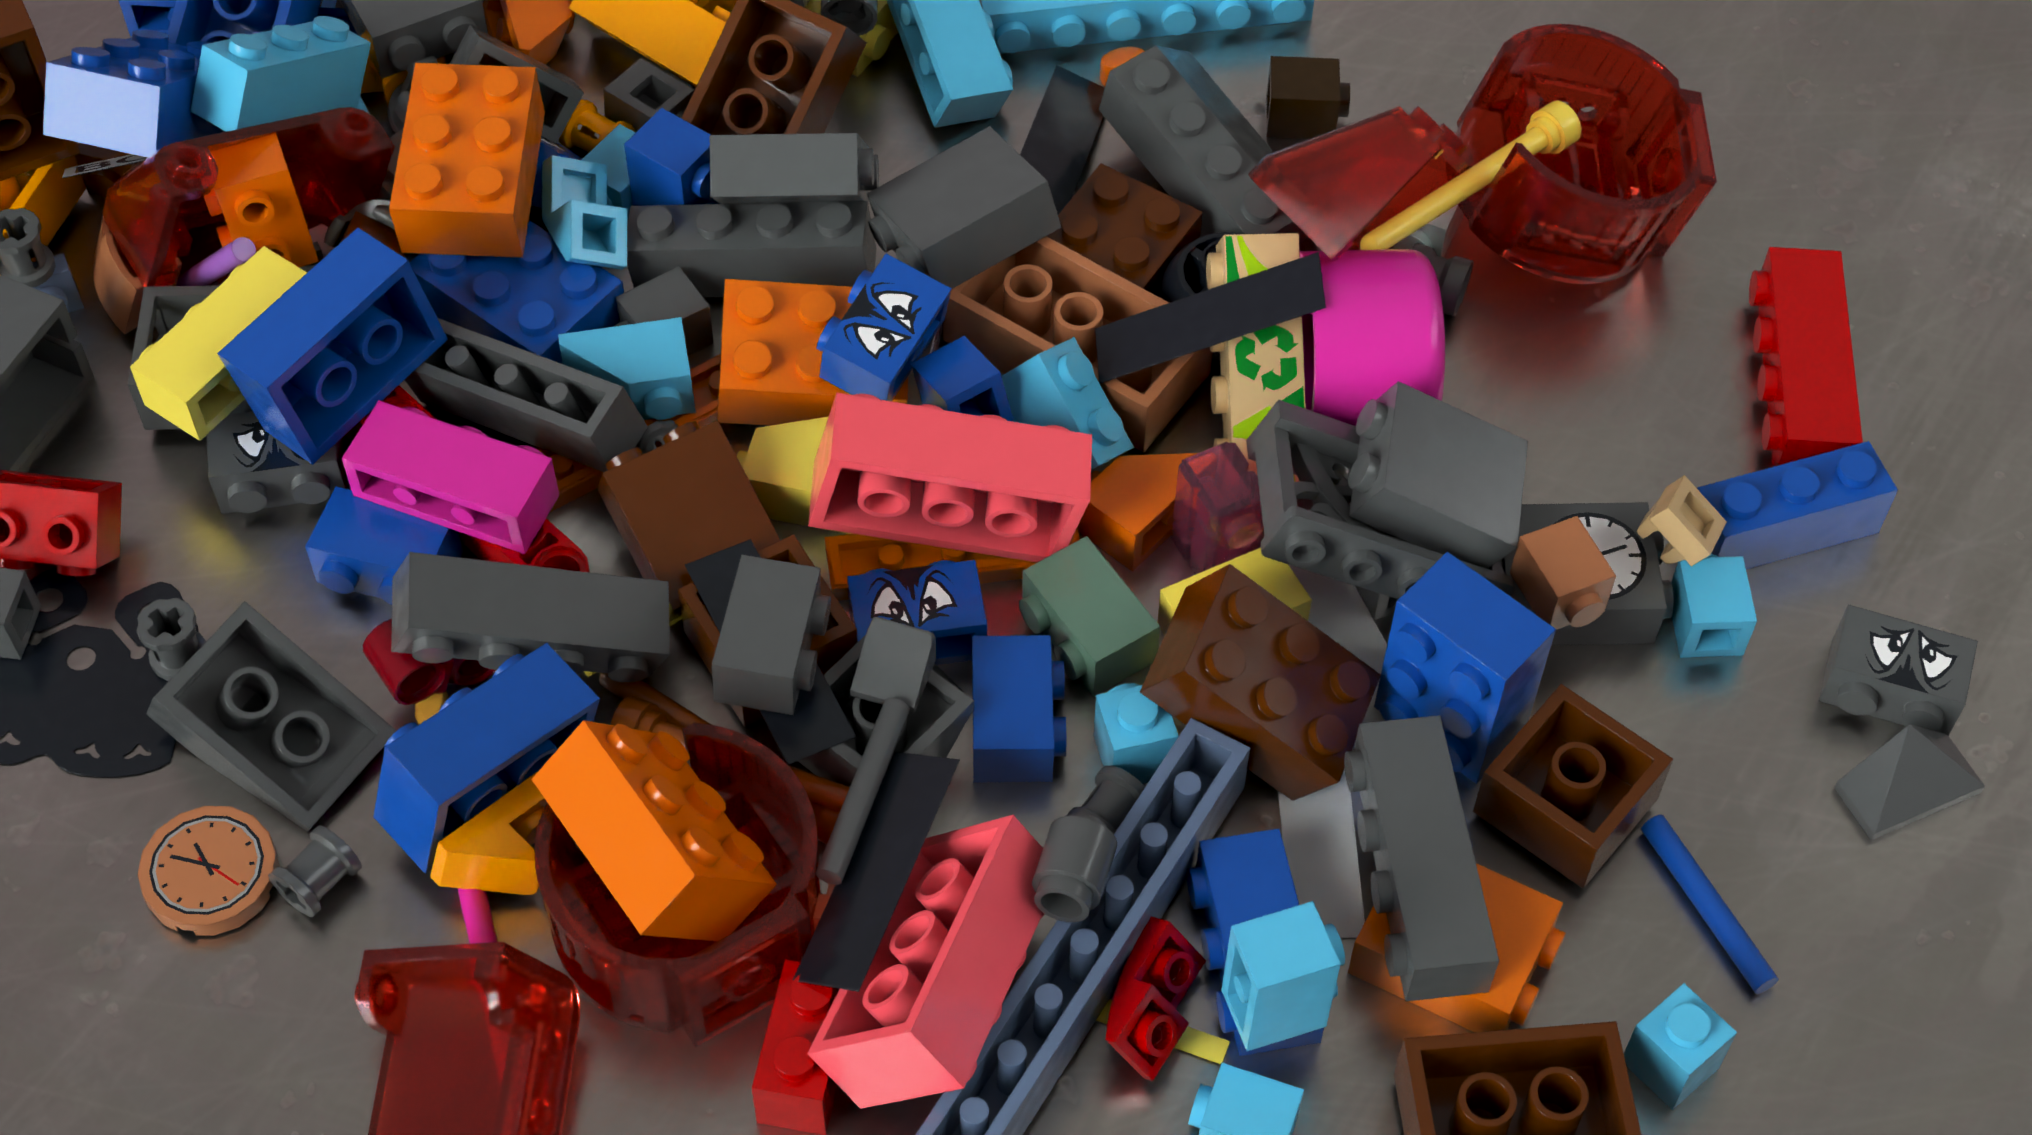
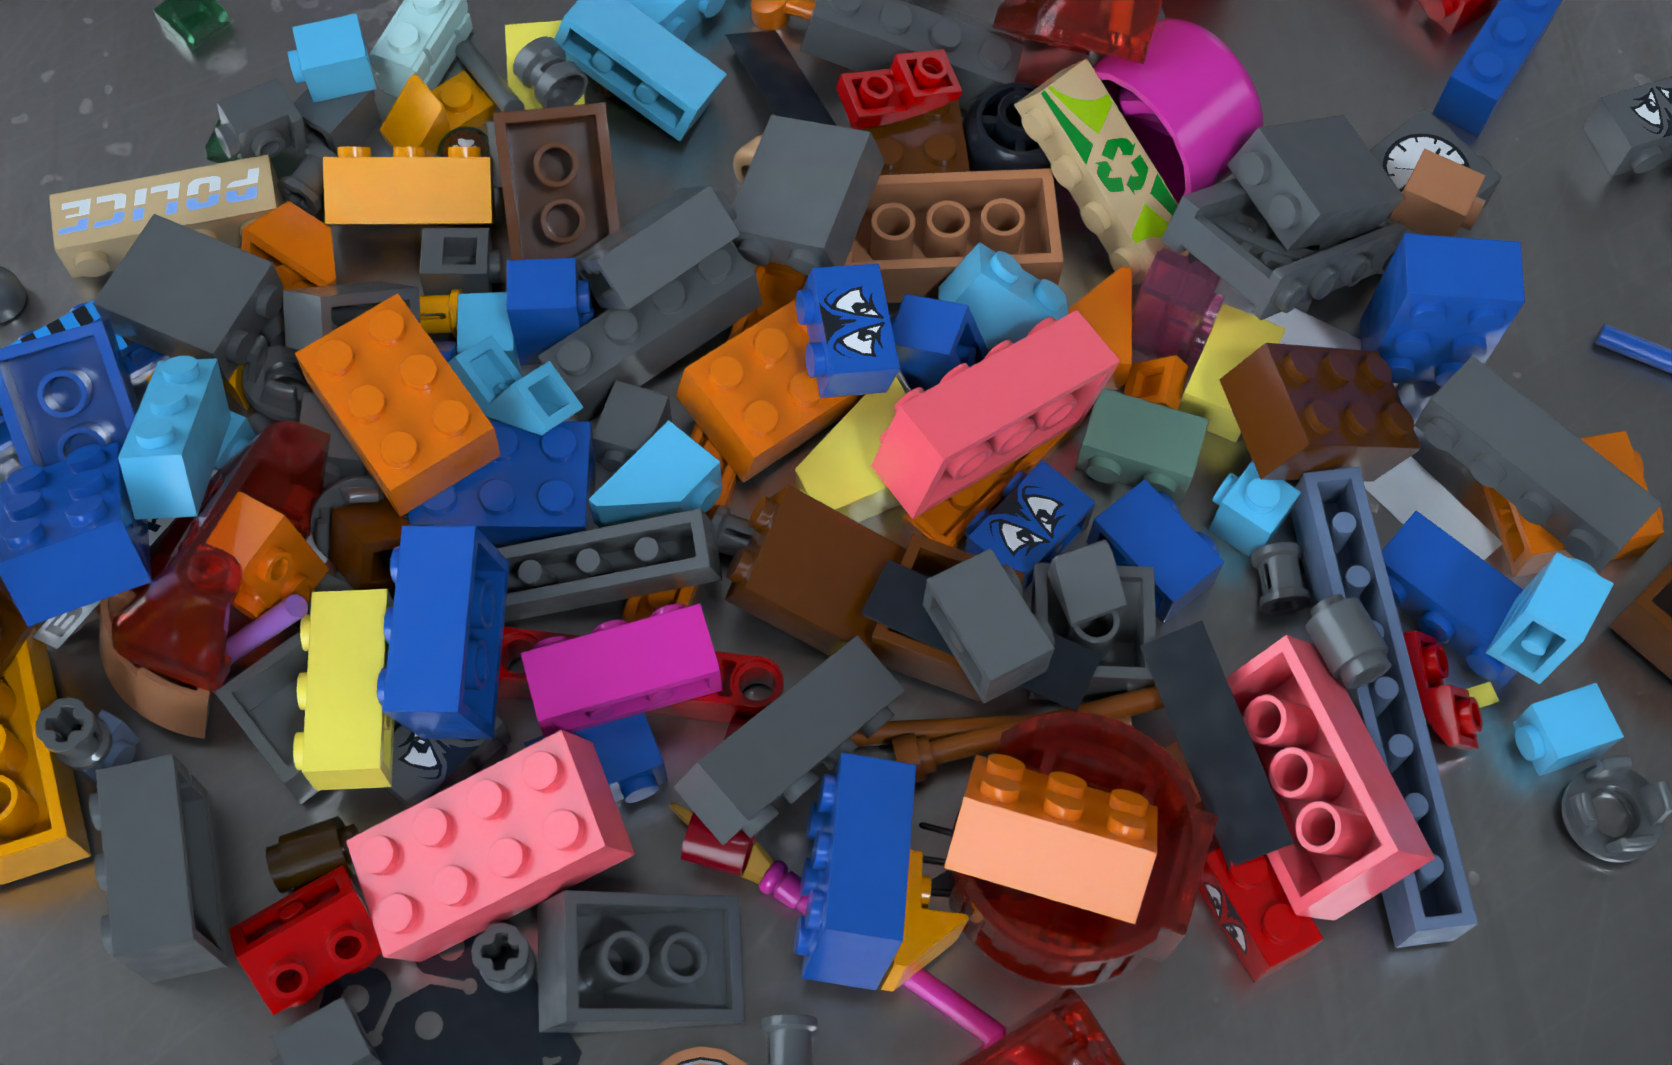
camera: 40 degrees left, 10 degrees up
(117, 461) = (310, 854): none -> dark brown brick
(232, 537) = (489, 847): none -> coral brick
(862, 791) = (1150, 689): dark grey bar -> none
(1146, 185) = (908, 89): none -> red slope
(1153, 573) = (1158, 381): none -> orange plate
(1210, 317) = (1072, 163): black sticker -> none
(1572, 785) = (1563, 345): reddish brown brick -> none
(1685, 521) = (1474, 108): tan tile -> none
(1712, 607) = (1515, 151): medium azure brick -> none

